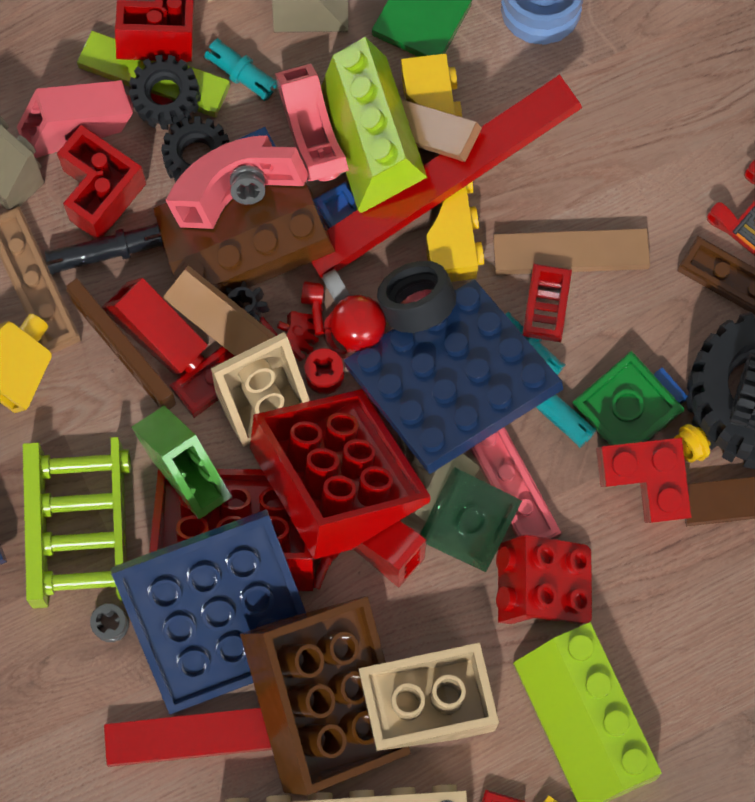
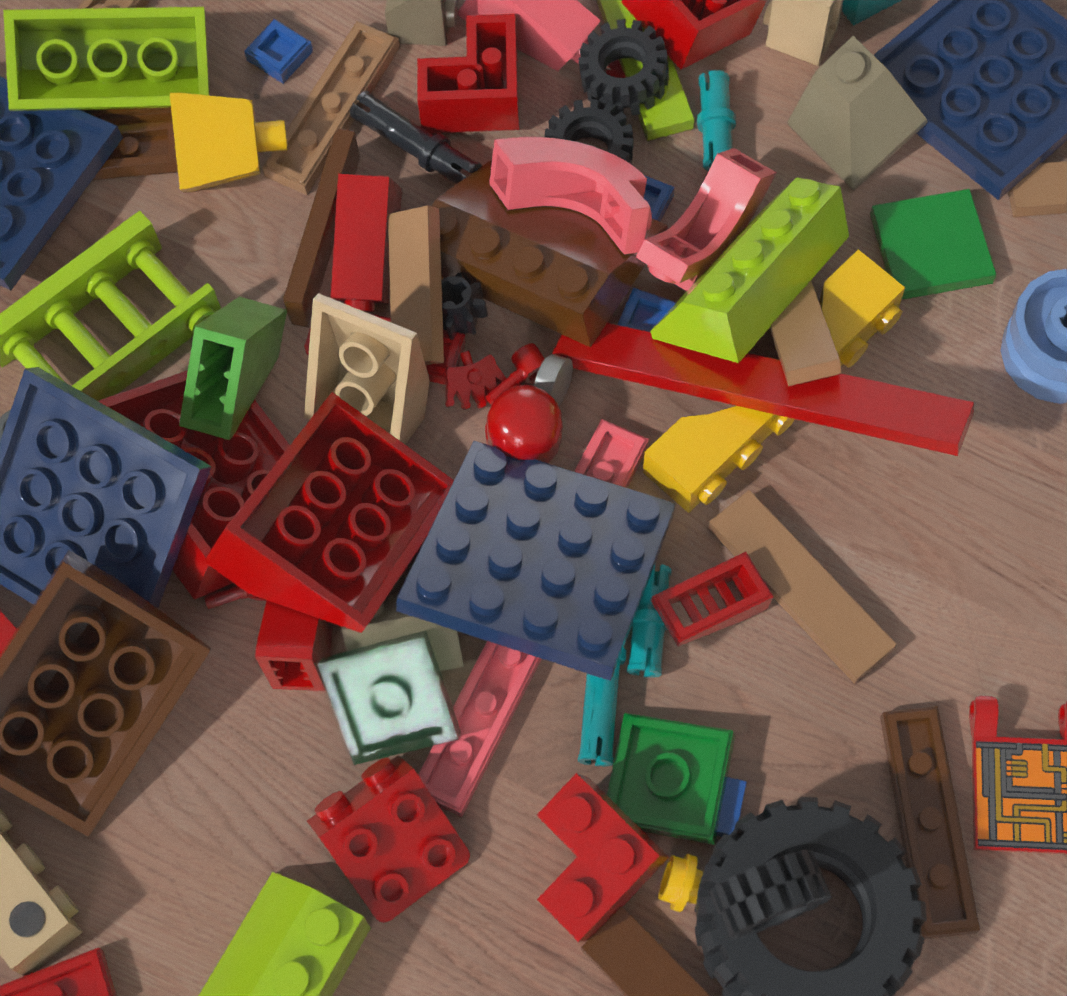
camera: 55 degrees right, 5 degrees down
(244, 176) = (591, 201): dark grey bush -> none
(325, 379) = (452, 447): red wheel -> none
(425, 312) = (593, 475): black tyre -> none
(429, 698) = (148, 804): tan slope -> none

